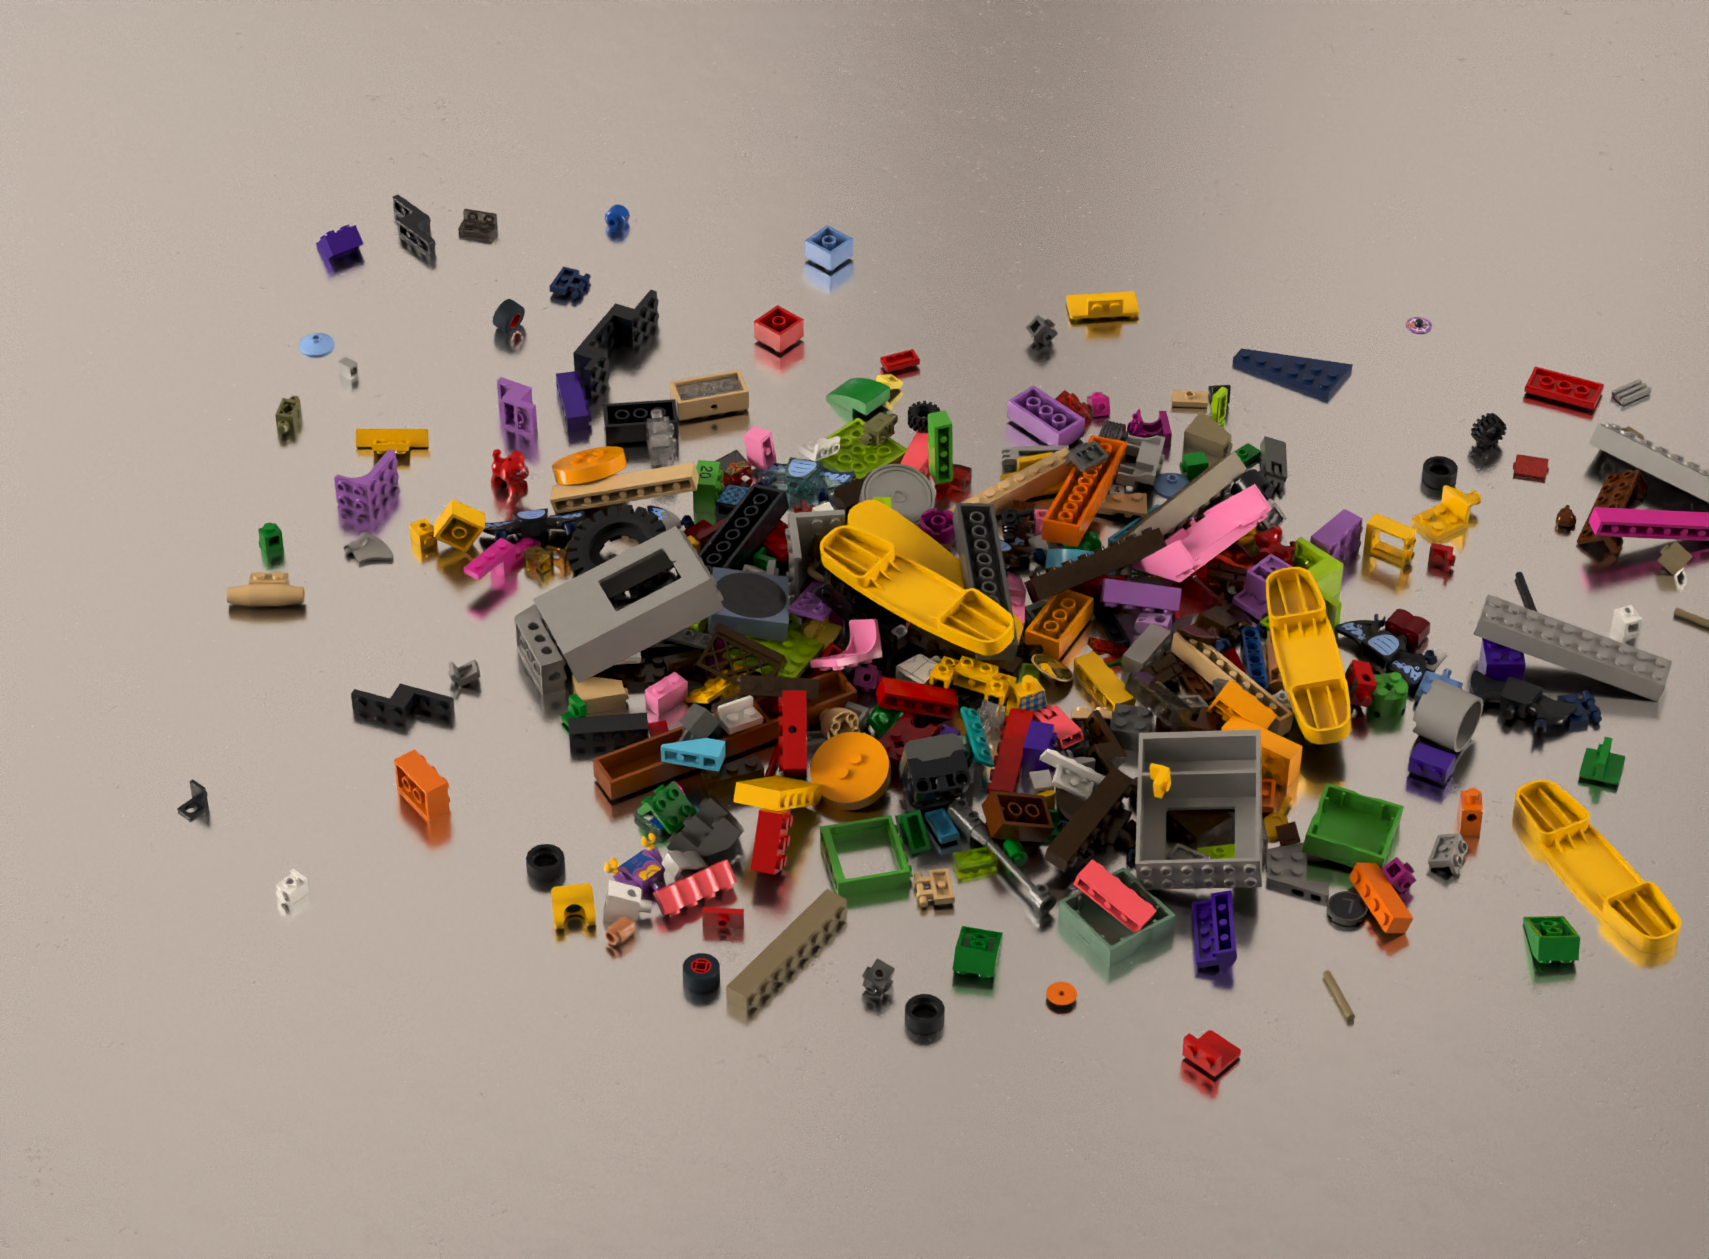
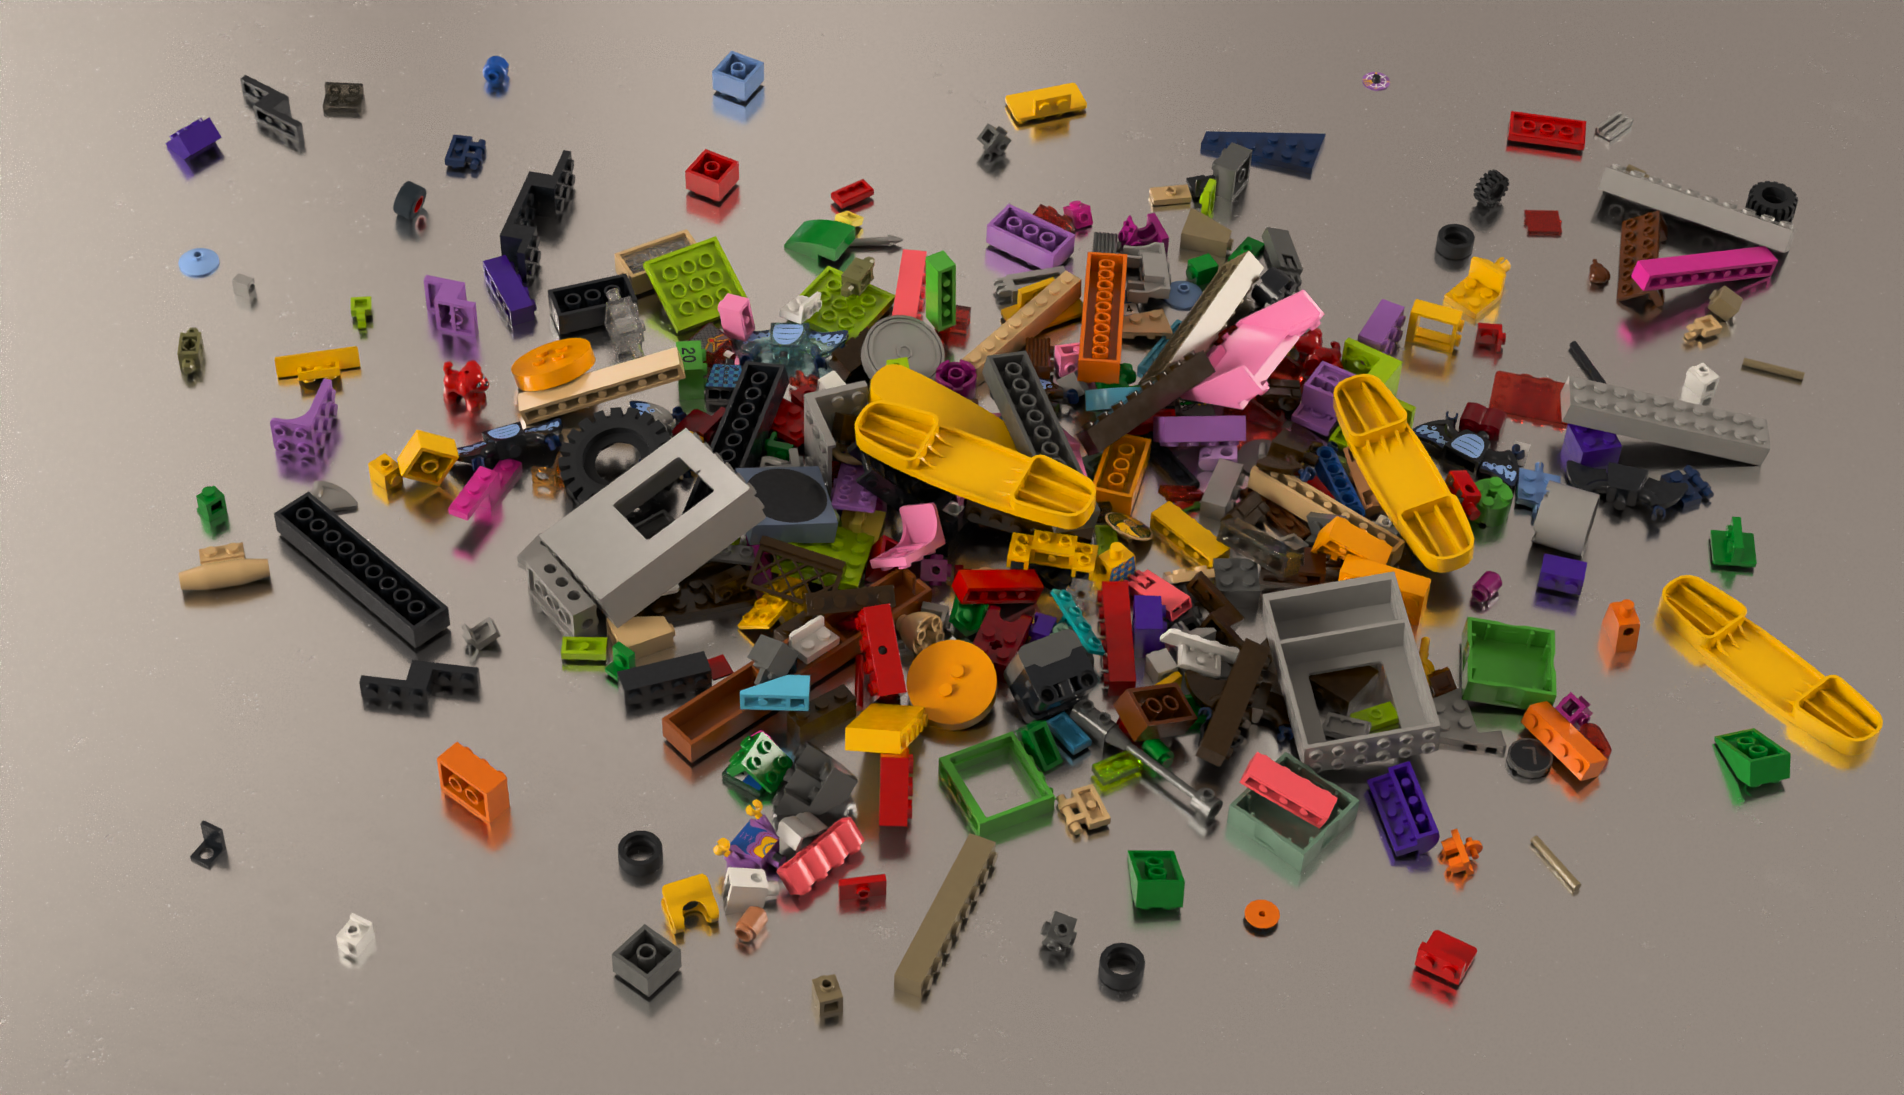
camera: 15 degrees left, 5 degrees up
(380, 607) = (362, 569): none -> black brick
(441, 399) = (361, 308): none -> lime plate
(523, 943) = (646, 960): none -> dark grey brick
(538, 559) = (524, 483): clear yellow brick -> none
(548, 697) = (584, 648): none -> lime plate
(666, 693) = (717, 623): bright pink brick -> none
(666, 995) = (827, 995): none -> dark tan brick
(701, 973) = (858, 960): black wheel -> none
(730, 412) = (693, 283): none -> lime plate
(901, 402) = (890, 240): none -> light grey piece
(917, 669) = (986, 552): white torso -> none
(919, 415) = (909, 249): black tyre -> none
(1011, 521) = (1039, 359): black piece -> none
(1087, 456) = (1097, 278): dark grey bracket -> none
(1161, 778) = (1306, 641): yellow bracket -> none
(1249, 384) = (1232, 170): none -> dark grey brick
(1257, 970) = (1470, 848): none -> orange hips
(1359, 763) = (1486, 586): none -> magenta brick
(1412, 901) = (1597, 738): none -> clear red plate
(1448, 851) = (1612, 674): light grey bracket -> none
(1452, 610) = (1527, 396): none -> clear red bracket
(1648, 575) = (1705, 326): none -> tan plate

